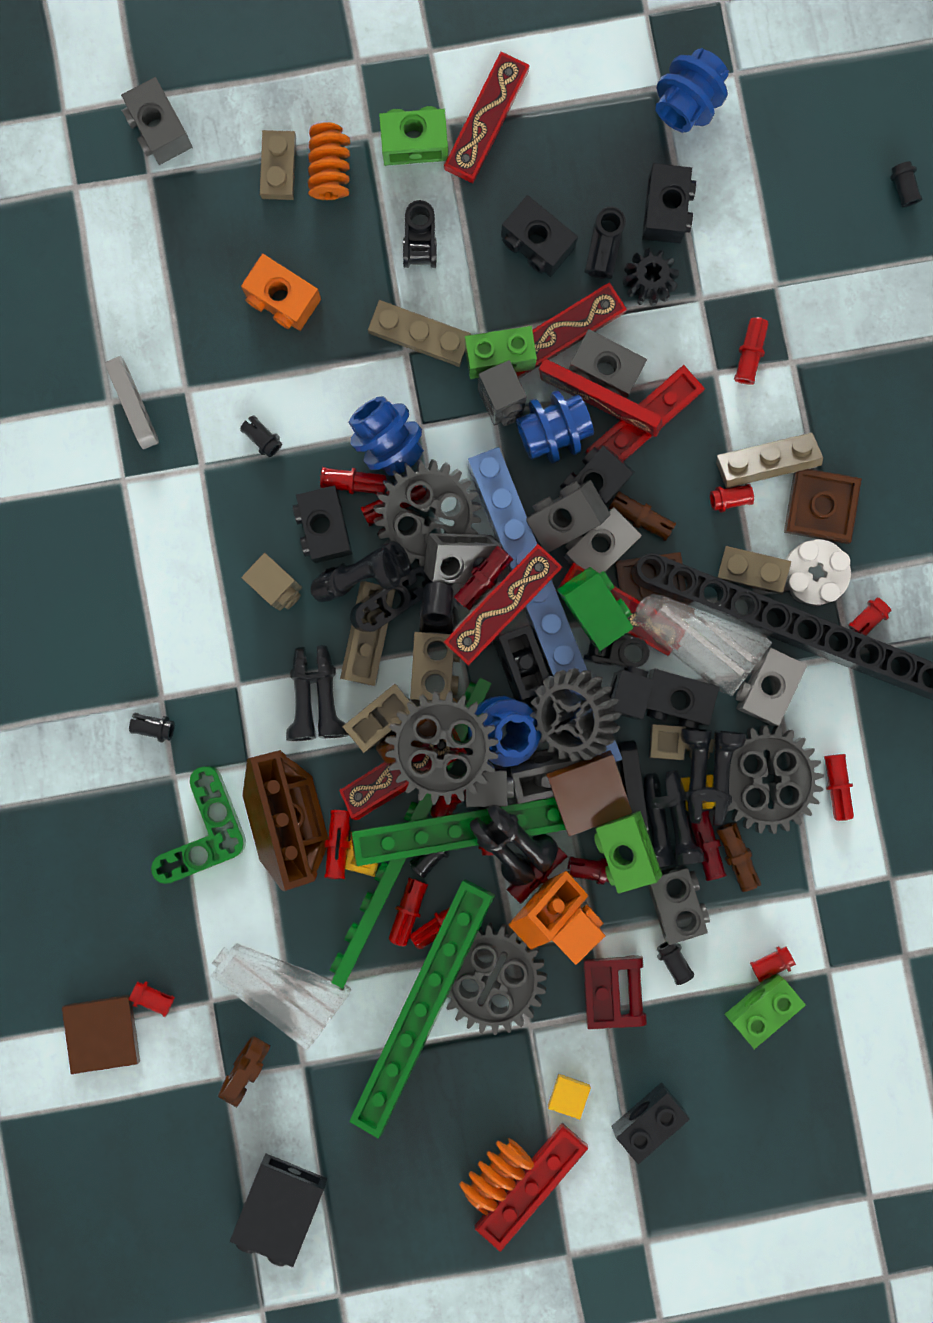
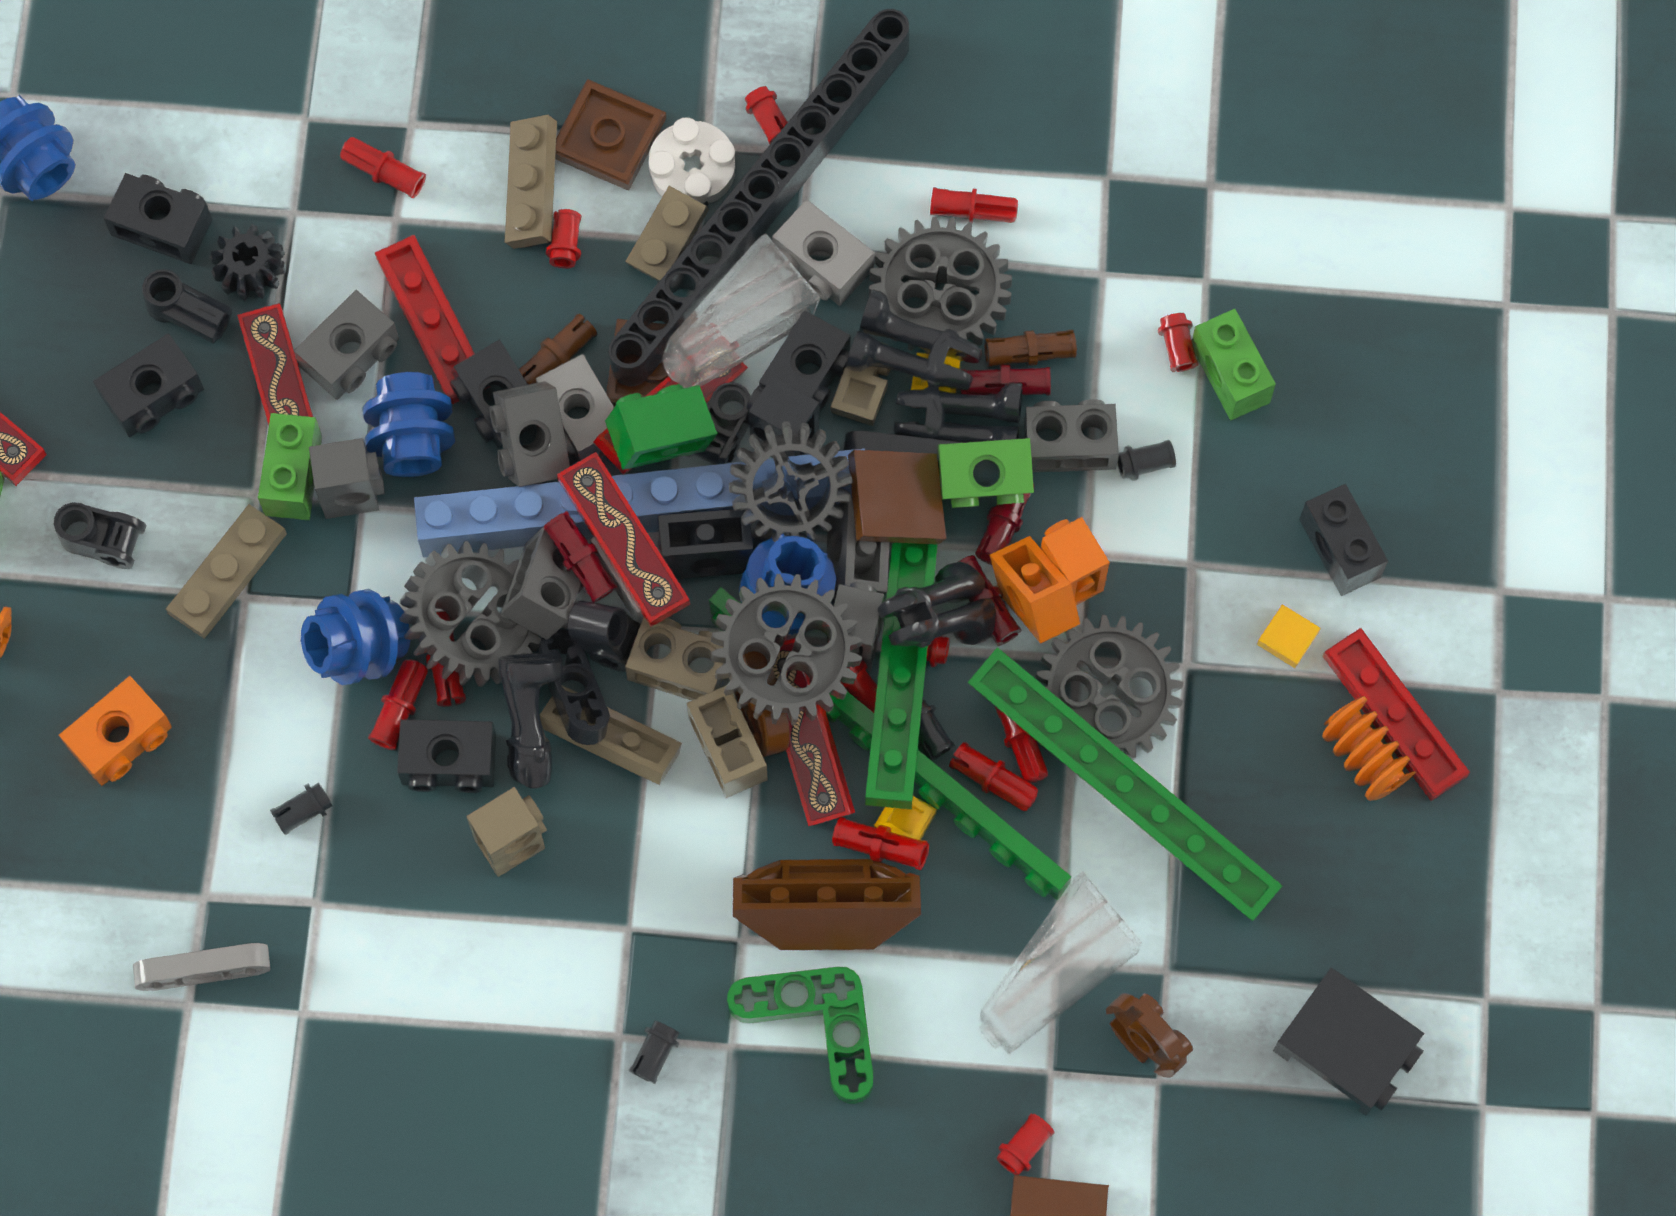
camera: 70 degrees left, 15 degrees down
(328, 723) = (711, 845): black piece -> none
(600, 397) = (387, 359): red tile -> none
(603, 993) = (1161, 556): dark red plate -> none

